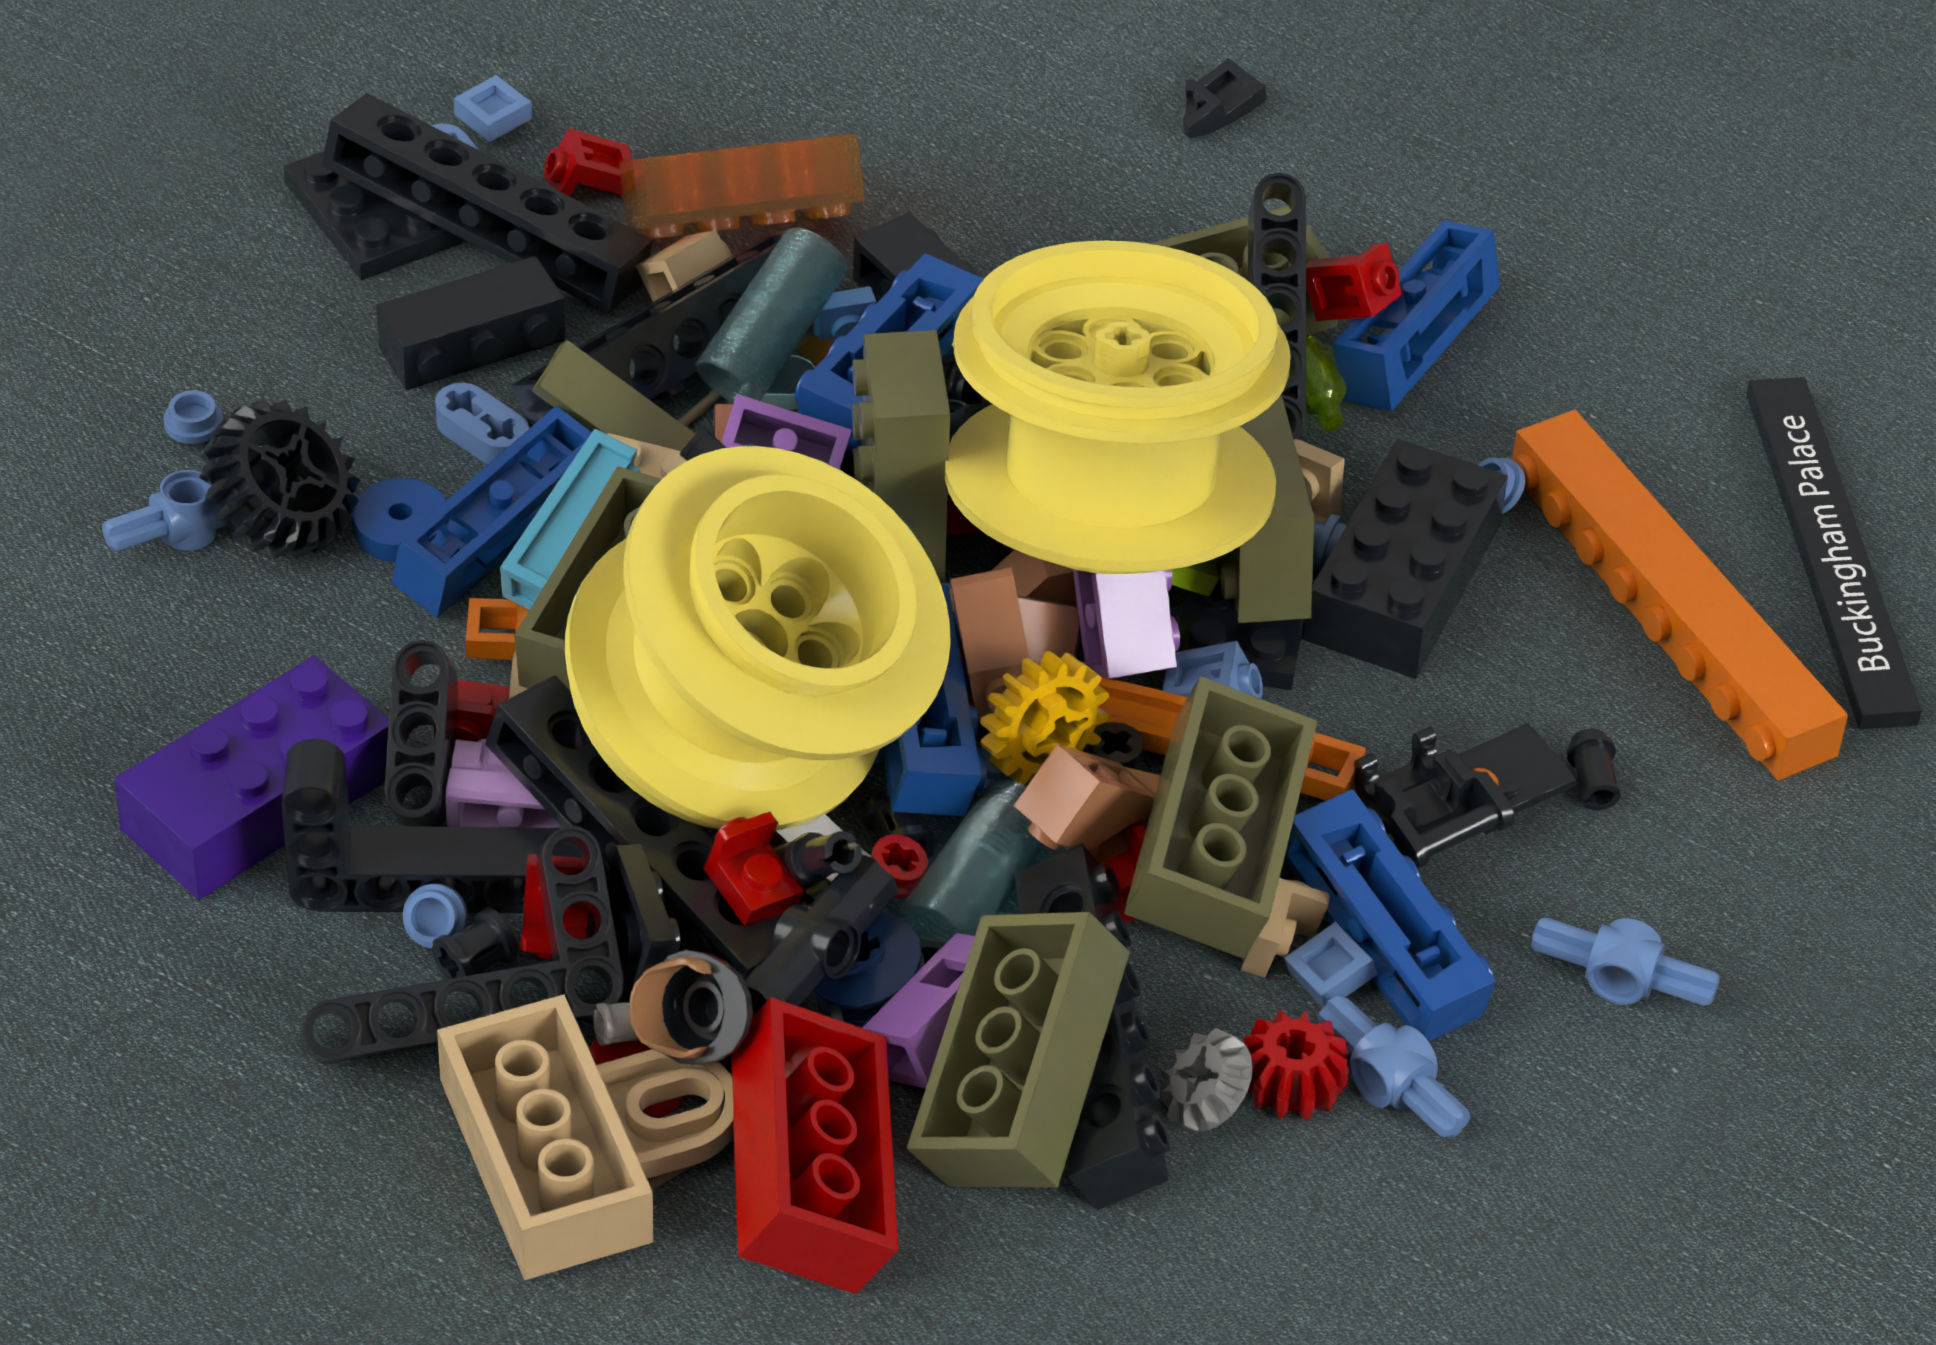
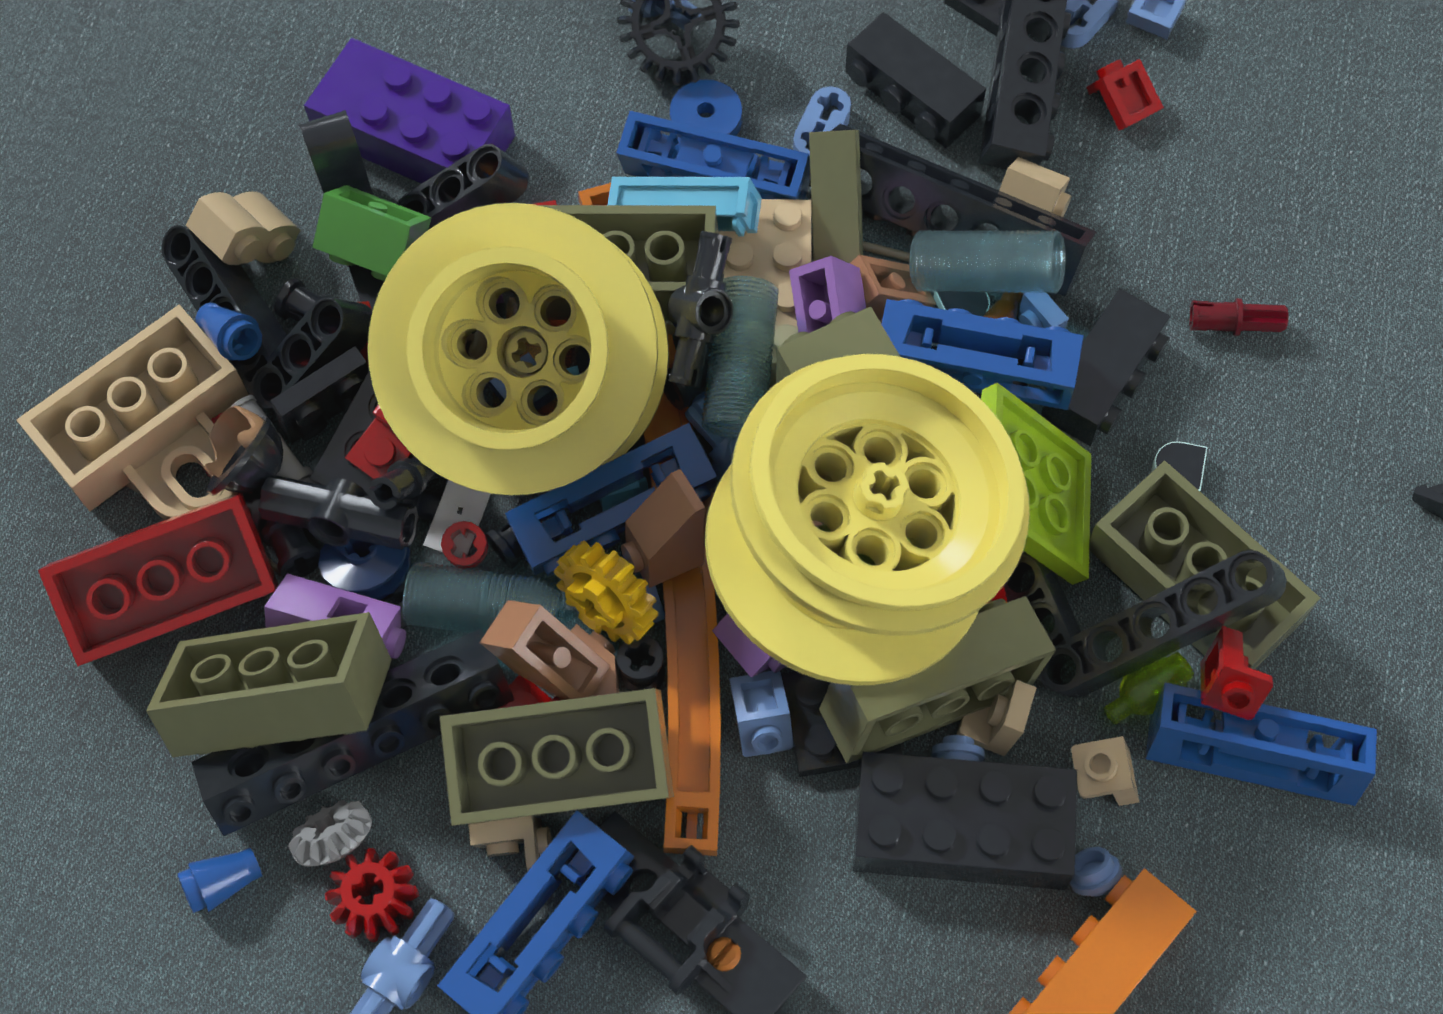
camera: 75 degrees right, 20 degrees up
(342, 959) = (243, 228): none -> tan brick
(434, 912) = (326, 275): medium blue plate -> none
(448, 809) = (366, 230): none -> bright green brick
(509, 981) = (231, 332): none -> blue cone
(742, 181) = (1135, 190): clear orange brick -> none
(920, 179) = (1237, 317): none -> dark red axle
(1216, 1211) = (218, 878): none -> blue cone
(1330, 965) = (482, 890): medium blue plate -> none
(1401, 419) = (1105, 769): none -> tan bracket

